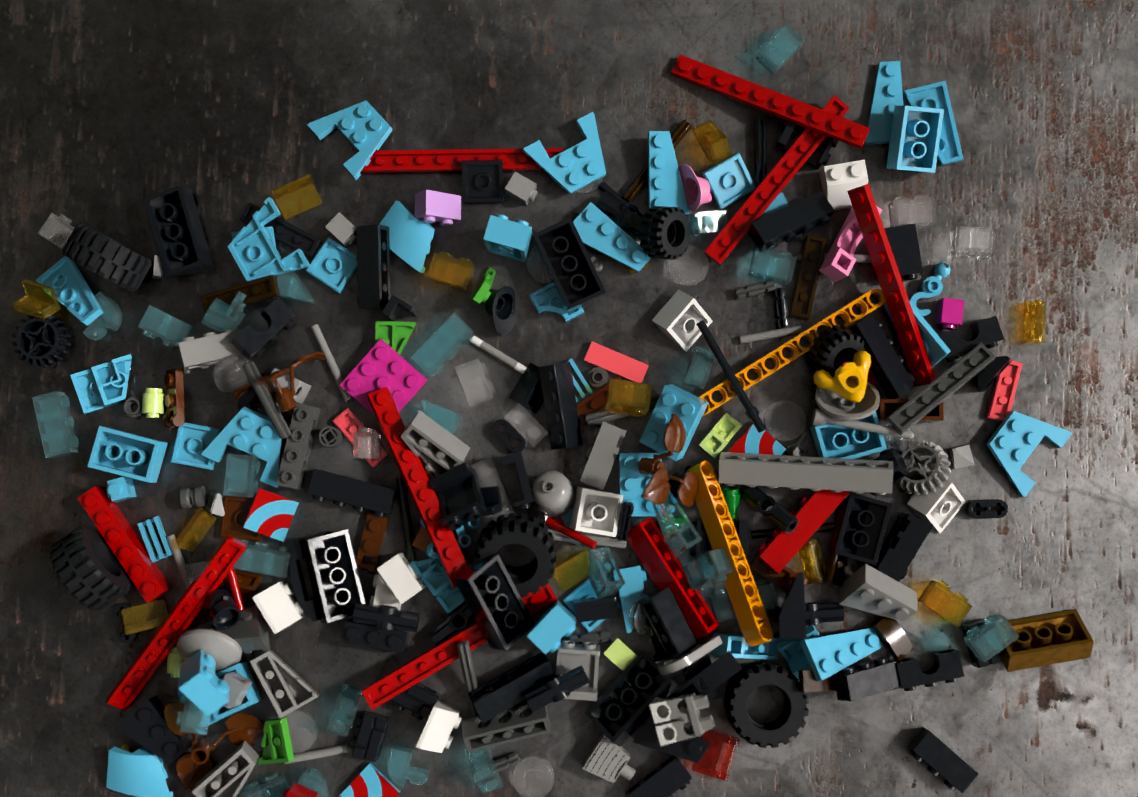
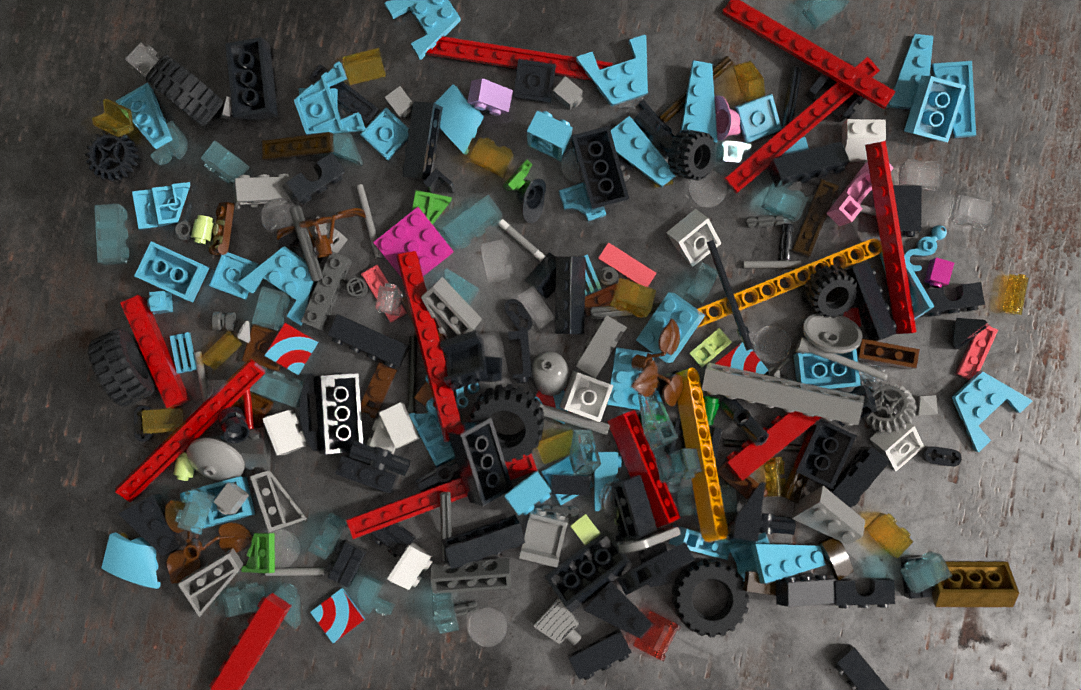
camera: 10 degrees right, 0 degrees up
(201, 684) = (204, 486): medium azure brick -> none
(223, 316) = (281, 163): clear light blue brick -> none
(547, 520) = (554, 407): red piece -> none
(556, 688) = (523, 549): black piece -> none
(625, 521) = (610, 409): black axle -> none
(688, 716) = (637, 591): light grey hips -> none
(849, 379) = (837, 314): yellow head -> none
(940, 388) = (919, 339): dark grey tile -> none

